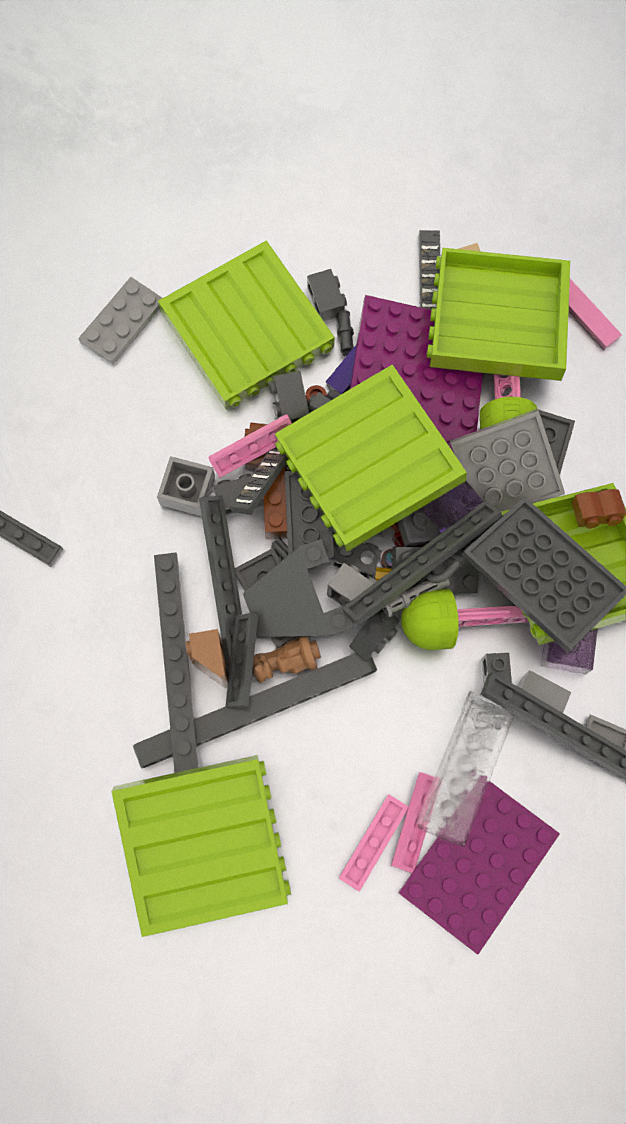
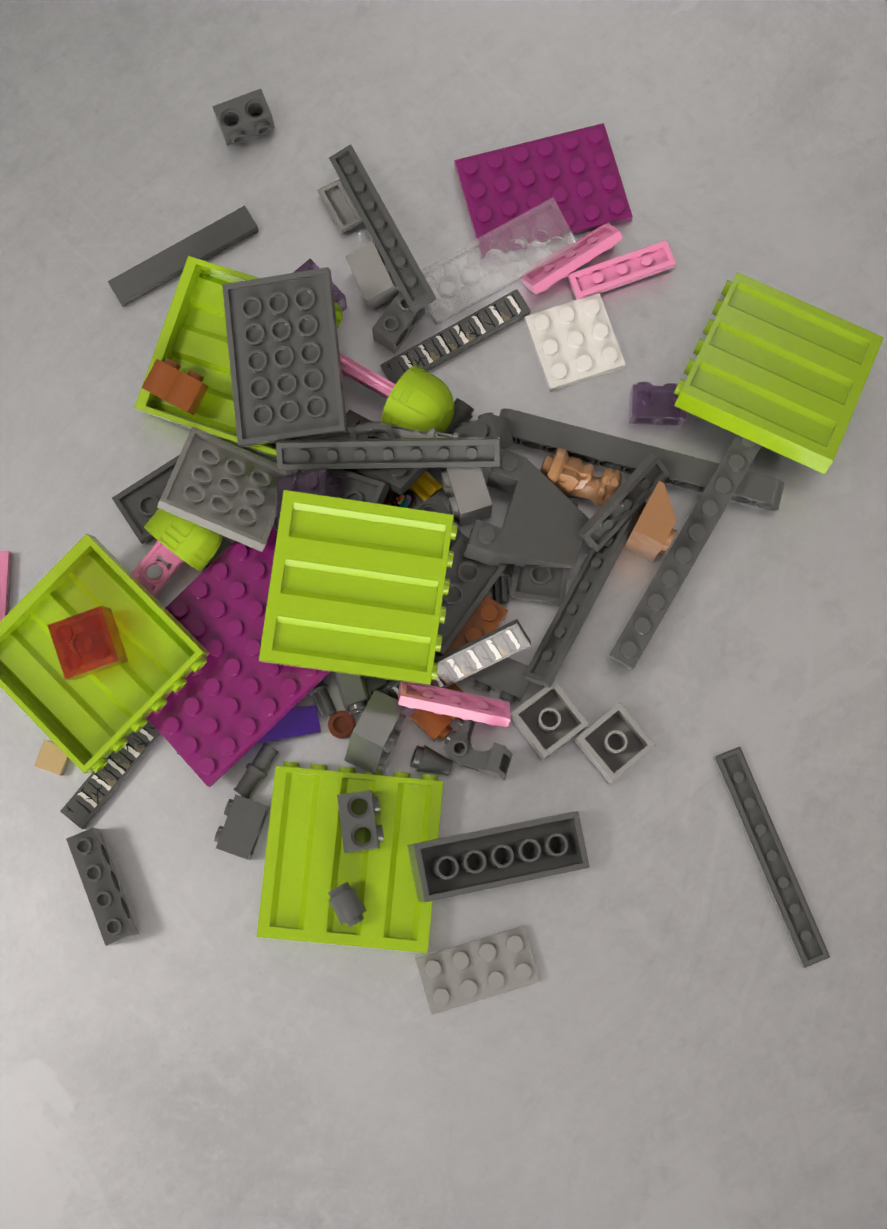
camera: 140 degrees left, 5 degrees up
(132, 503) = (614, 742): none -> light grey brick
(155, 378) = (498, 856): none -> dark grey brick
(205, 431) = (492, 762): none -> dark grey tile
(226, 288) = (347, 904): none -> dark grey brick
(243, 412) = (430, 761): none -> dark grey cone
(260, 334) = (351, 823): none -> dark grey brick
(276, 754) = (655, 405): none -> clear purple brick
(366, 762) = (574, 342): none -> white plate
(378, 207) = (102, 886): none -> dark grey brick
(402, 645) = (462, 413): none -> dark grey cone
(448, 700) = (458, 336): none -> tile
(504, 307) = (87, 643): none -> clear red brick

